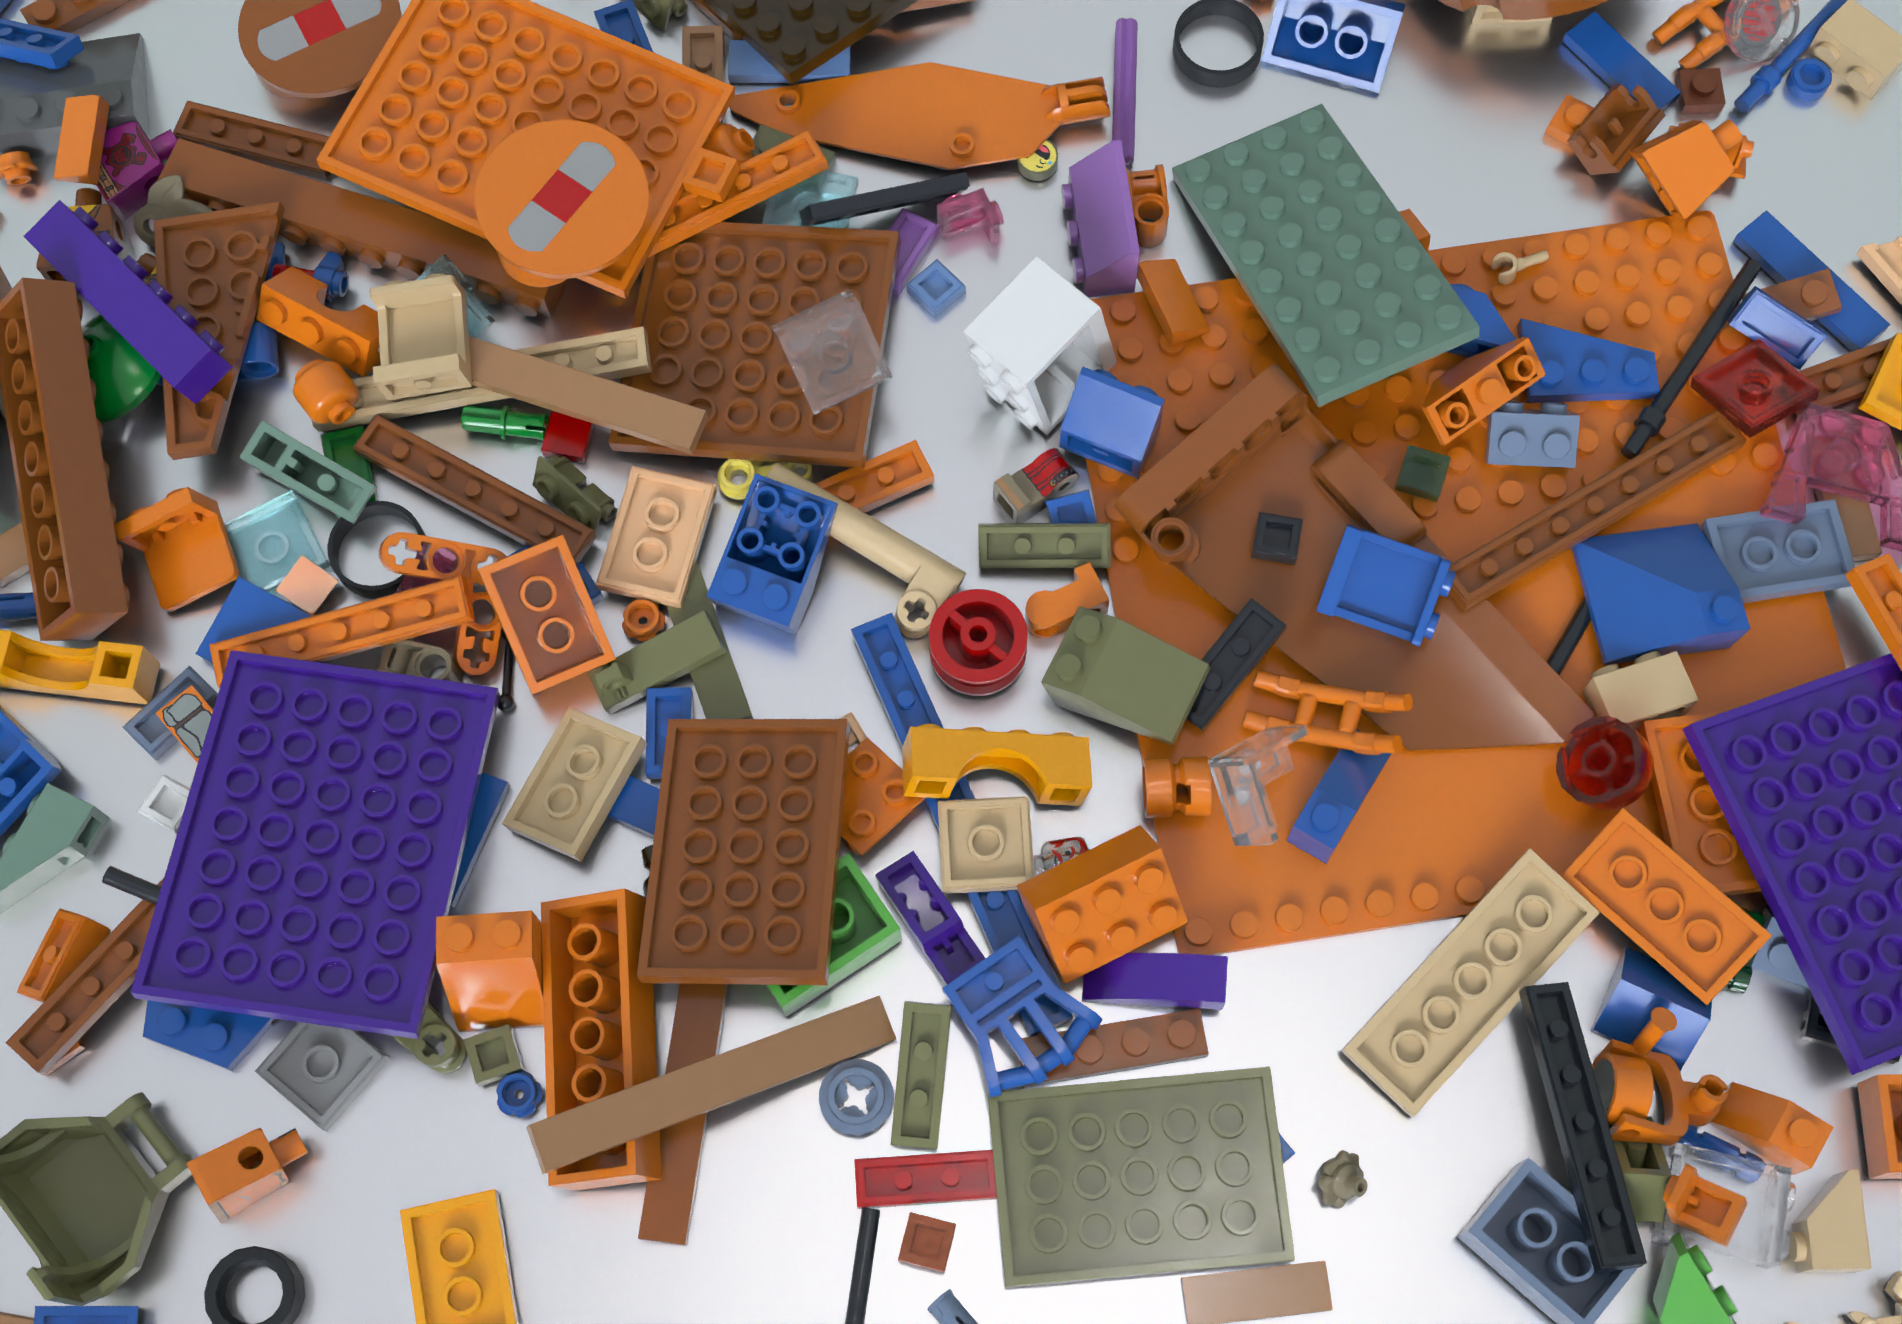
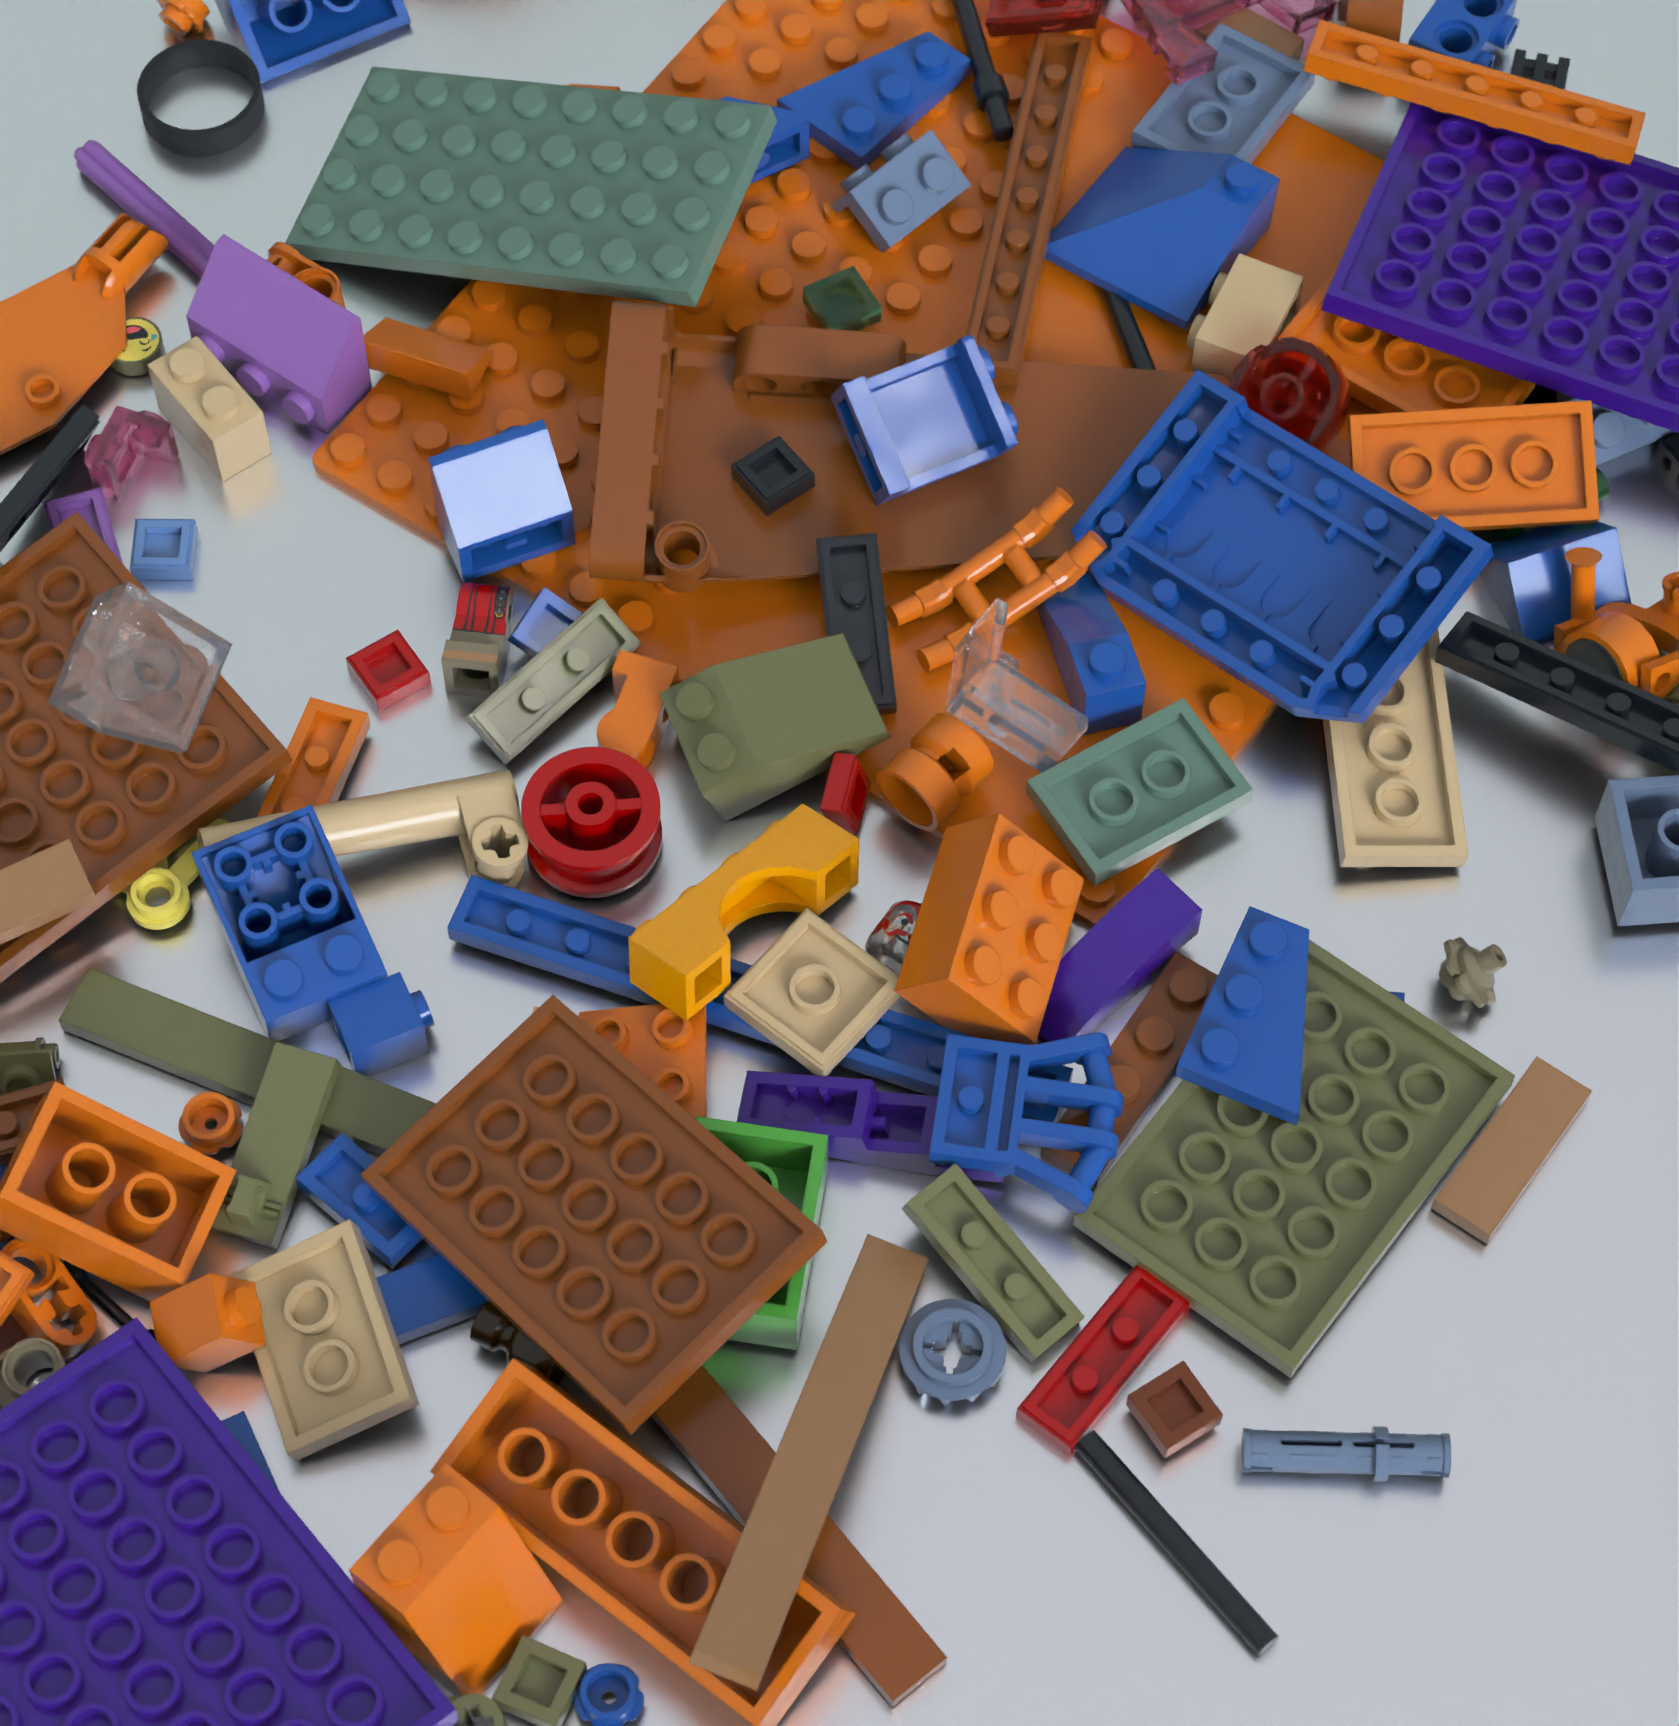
camera: 50 degrees left, 10 degrees down
(530, 722) = (208, 1322): none -> orange brick
(656, 537) = (137, 1025): light nougat tile -> none
(767, 649) = (381, 1025): none -> blue brick
(974, 460) = (388, 670): none -> red tile
(1031, 225) = (210, 408): none -> tan brick
(1036, 343) = (355, 485): white container -> none
(1121, 752) = (846, 792): none -> red tile
(1190, 1086) = (1255, 1019): none -> blue wing
(1273, 903) = (1138, 791): none -> sand green plate
(1480, 387) = (814, 176): orange slope -> none
(1489, 847) = (1275, 557): none -> blue slope
(1516, 264) = (717, 59): tan hand -> none

